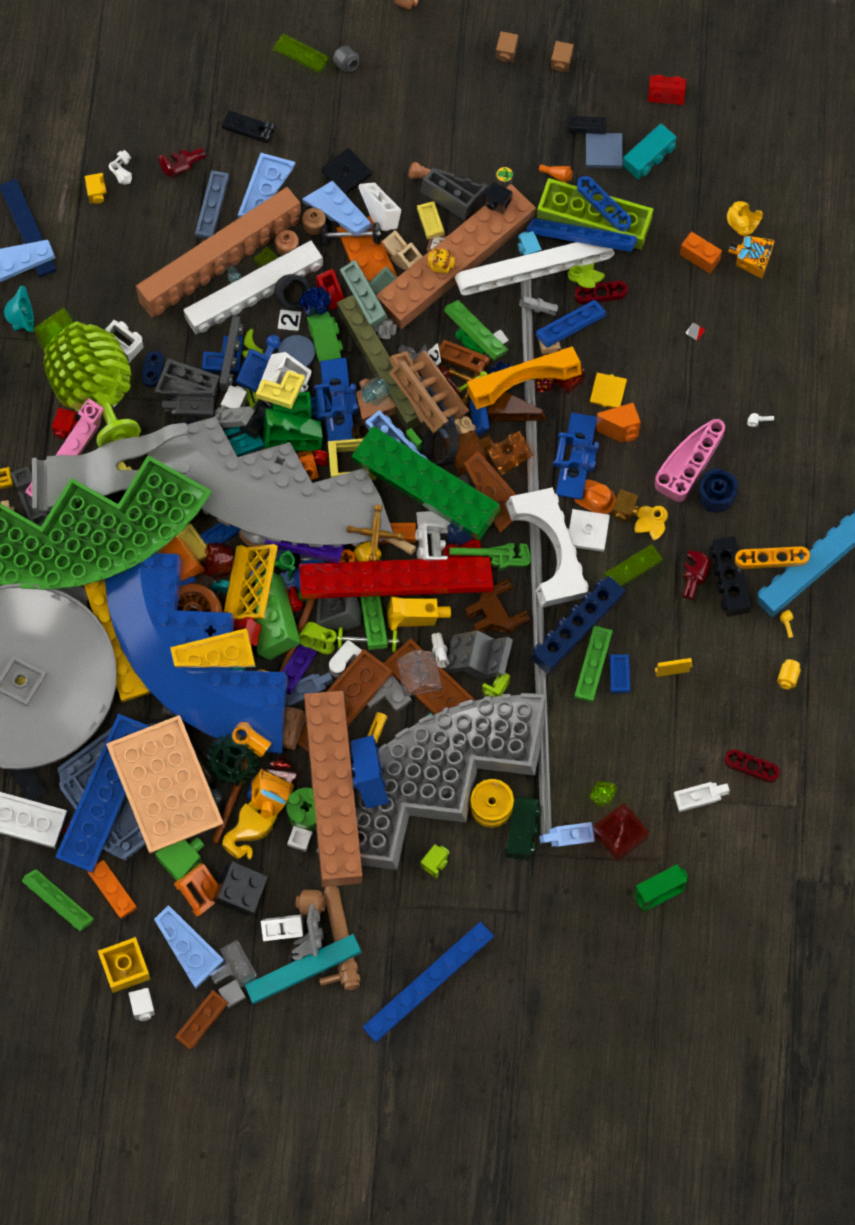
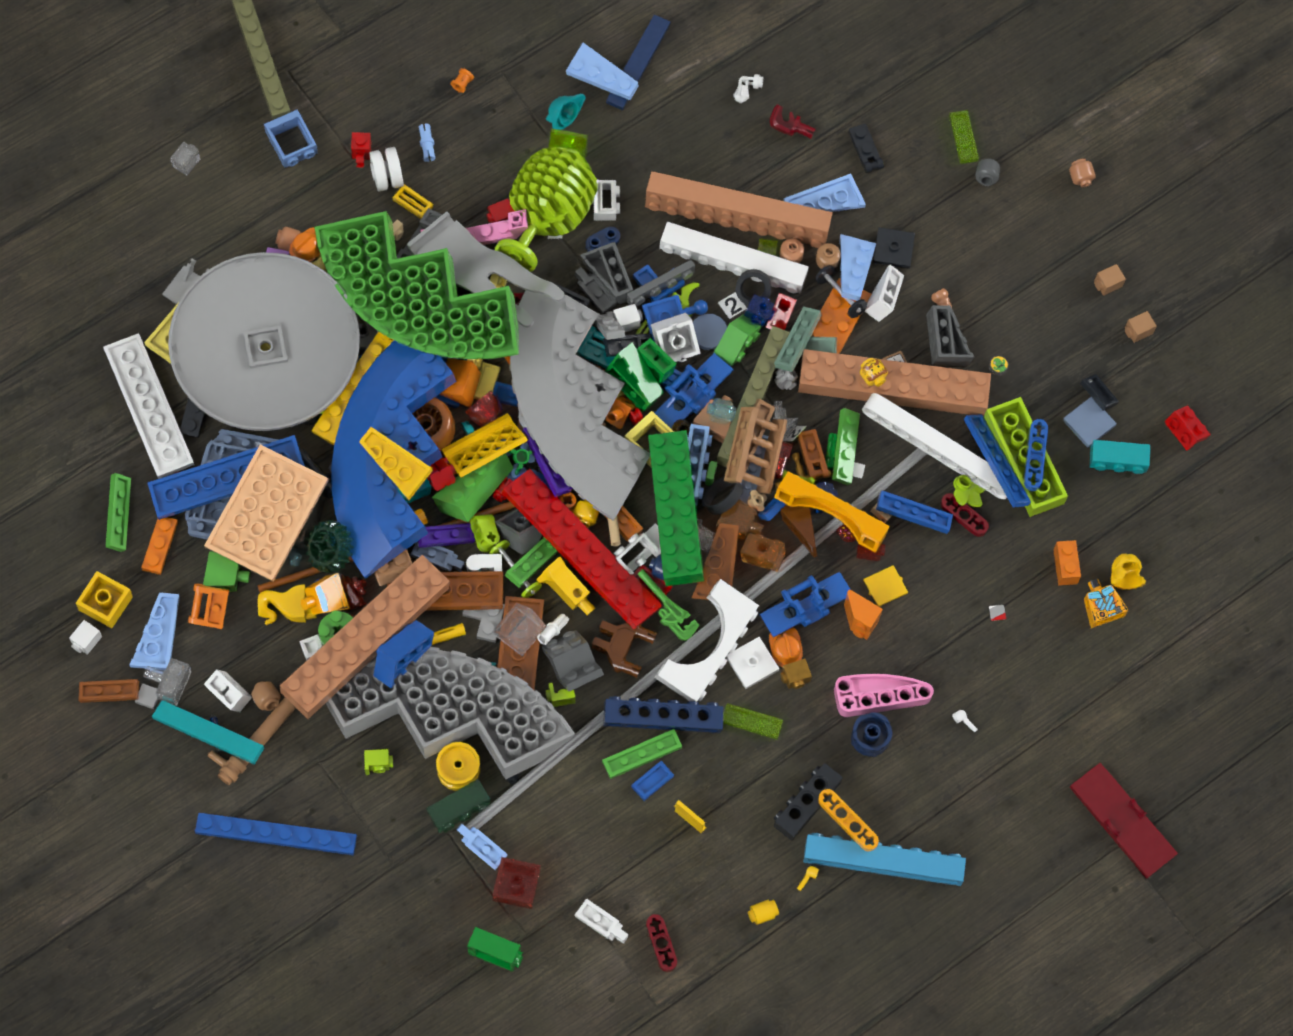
camera: 45 degrees right, 0 degrees up
(95, 188) = (713, 82): yellow brick -> none
(212, 204) = (777, 174): sand blue tile -> none
(234, 274) = (731, 236): clear light blue arm -> none
(239, 888) = (232, 634): black brick -> none
(253, 738) = (353, 546): light orange piece -> none
(284, 393) = (657, 346): light yellow plate -> none
(311, 940) = (239, 716): light grey plate -> none
(375, 533) = (602, 503): pearl gold piece -> none
(401, 254) = (860, 337): tan brick -> none
(430, 220) = (909, 340): light yellow tile -> none
(497, 197) = (965, 371): black brick -> none
(528, 243) = (954, 428): medium azure brick -> none
(538, 305) = (908, 476): light grey pin -> none
(561, 173) = (1039, 405): orange cone -> none
(603, 793) = (537, 843): clear neon green bracket -> none
(649, 523) = (799, 704): yellow plate -> none
(695, 574) = (786, 774): dark red piece -> none

